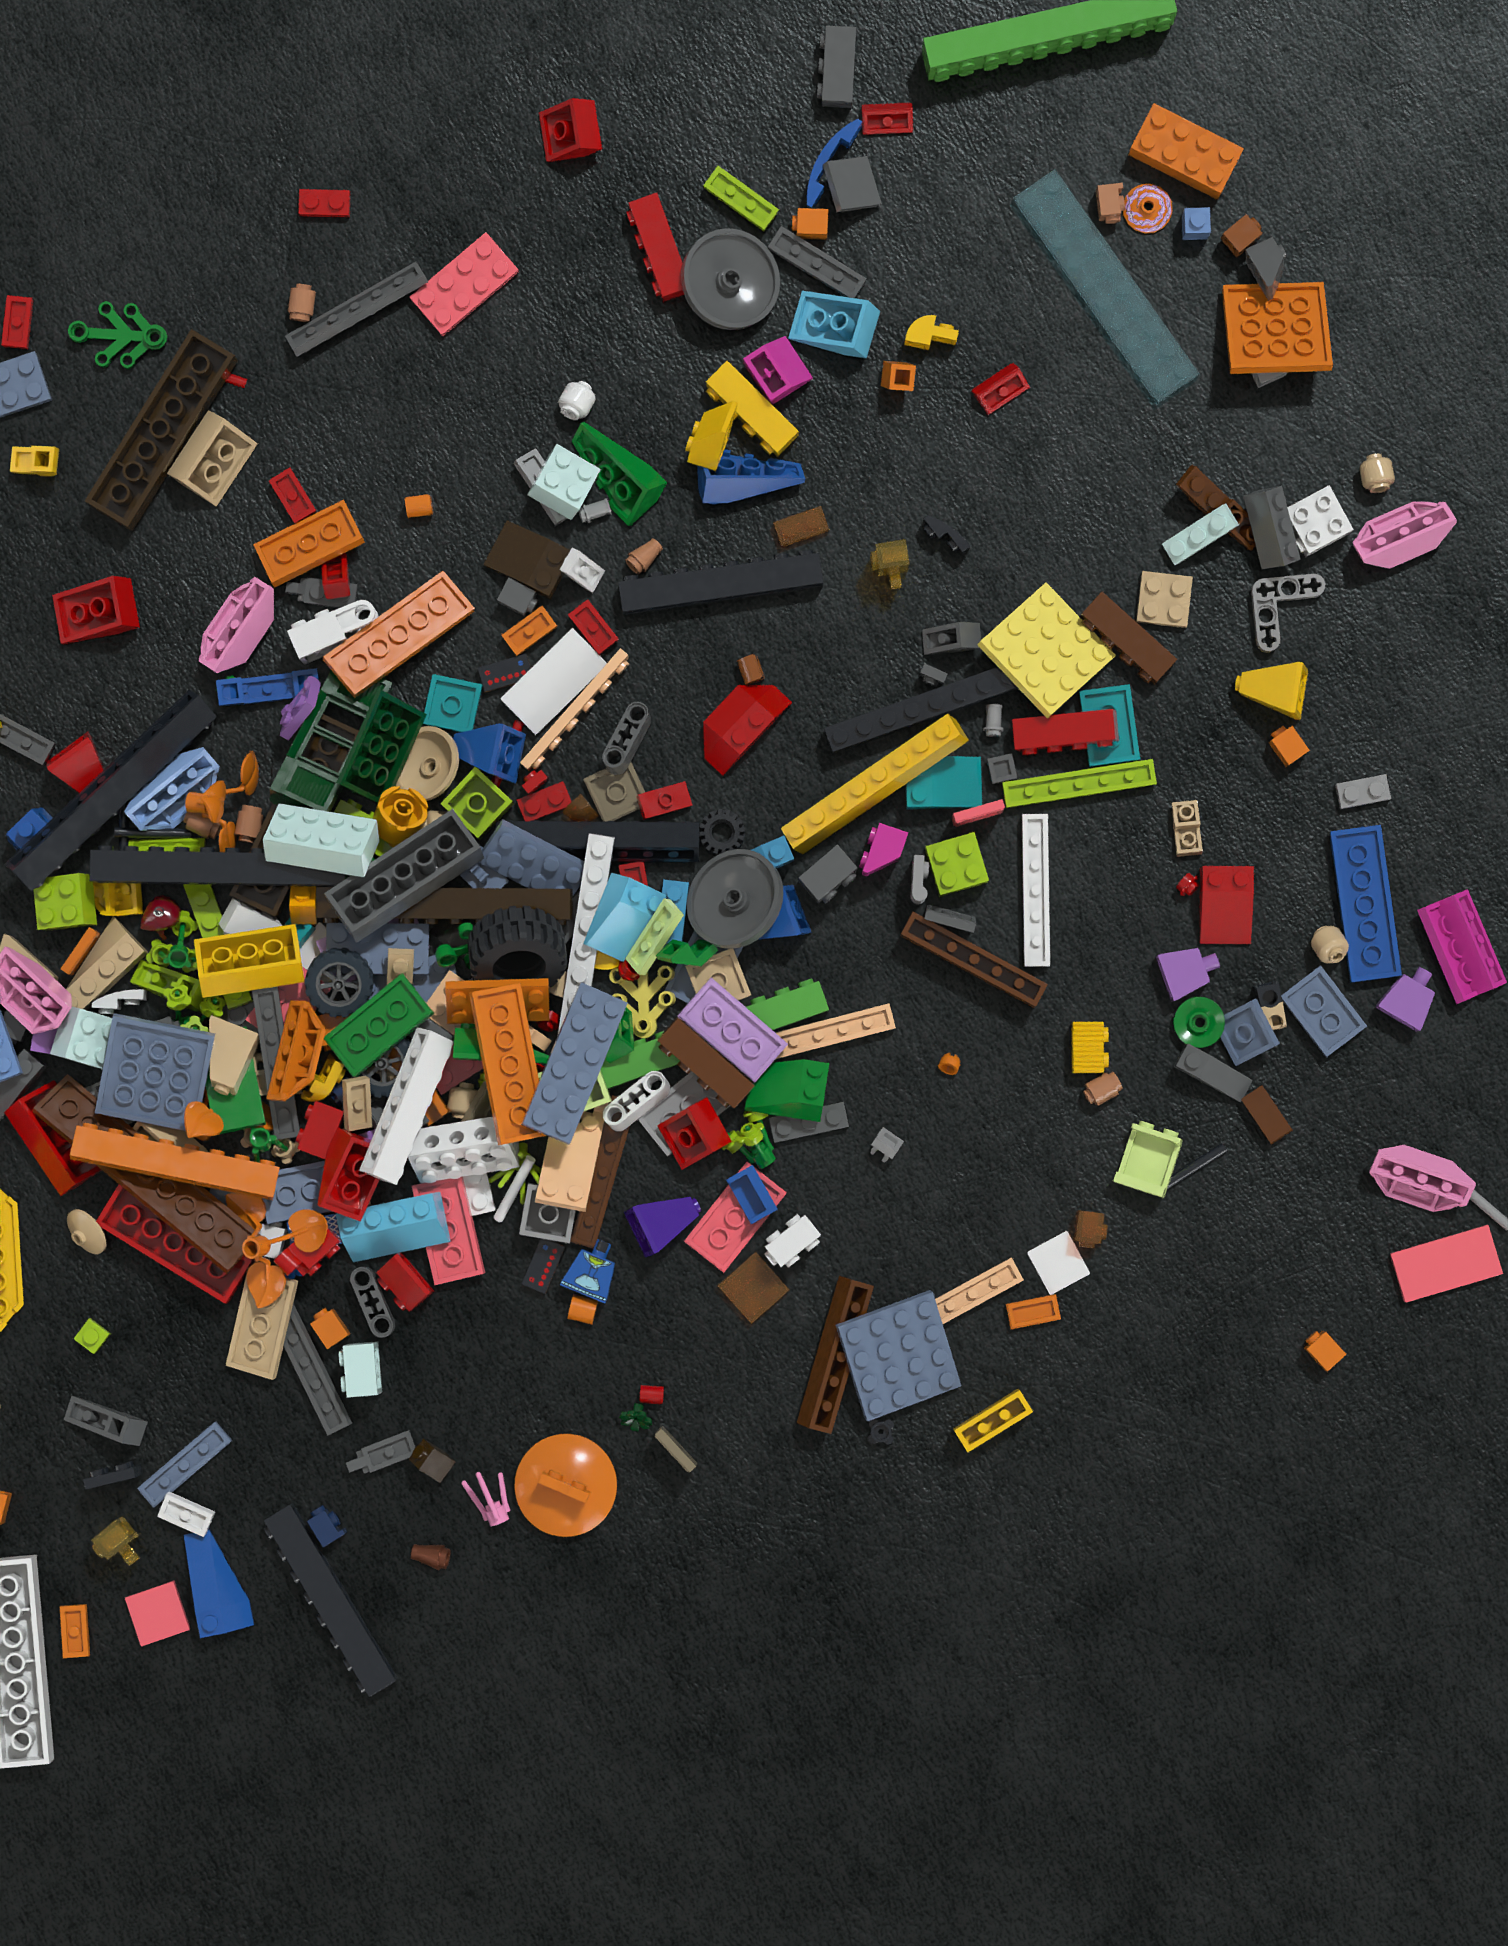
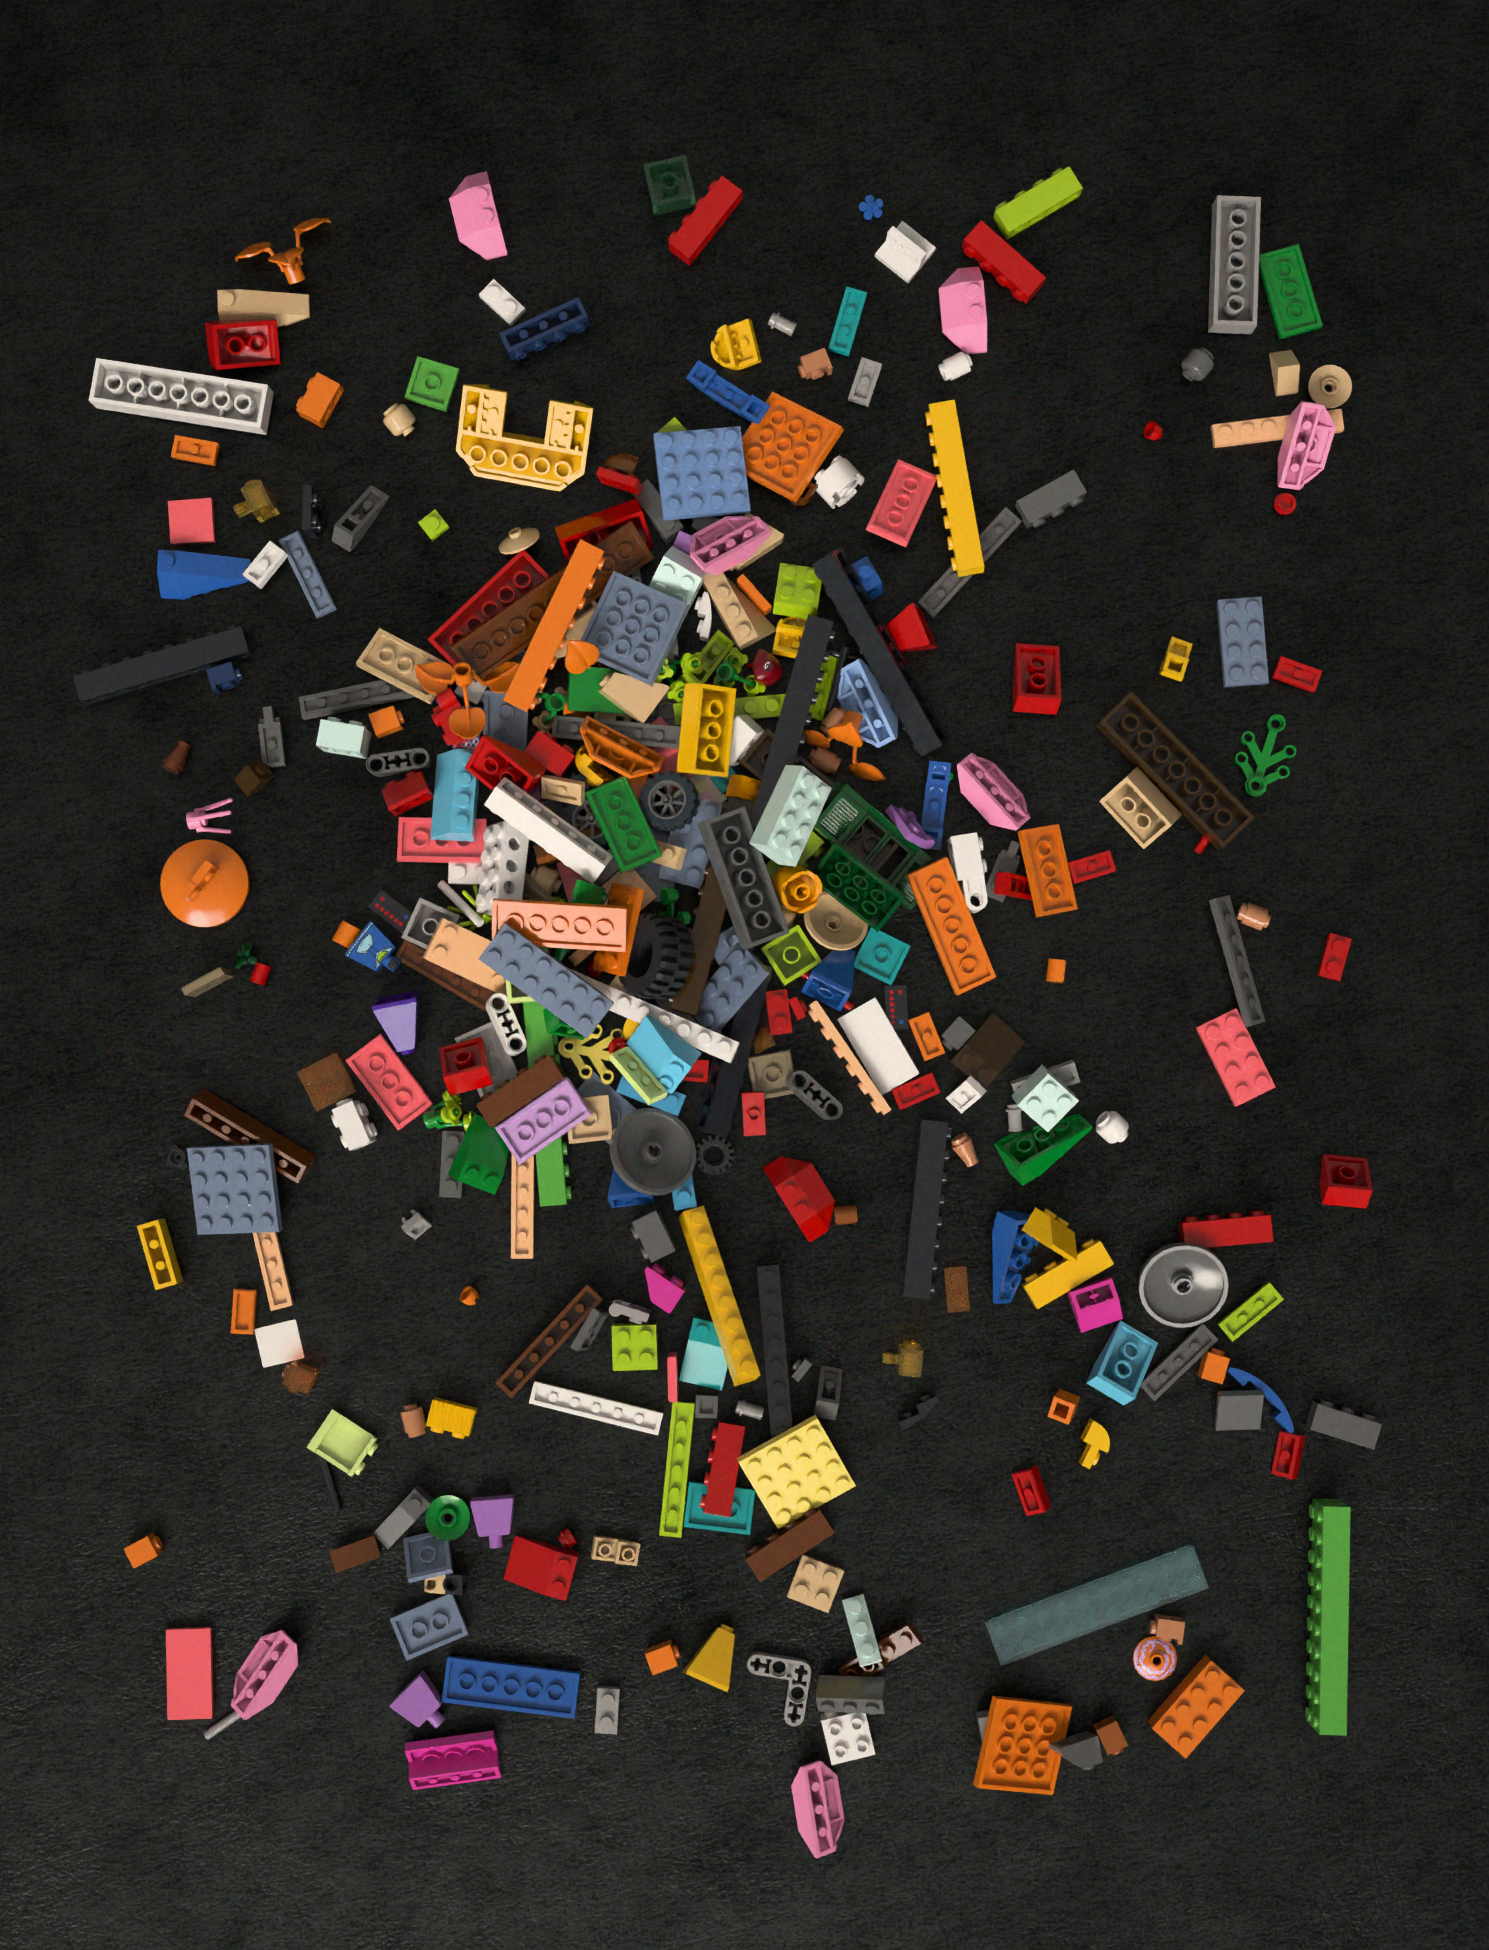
camera: 100 degrees right, 0 degrees up
(682, 953) = (616, 1095): green slope -> none
(751, 1194) = (402, 1101): blue panel -> none
(1196, 223) = (1131, 1698): medium blue brick -> none
(1329, 944) = (483, 1647): tan head -> none
(1377, 473) = (875, 1797): tan head -> none

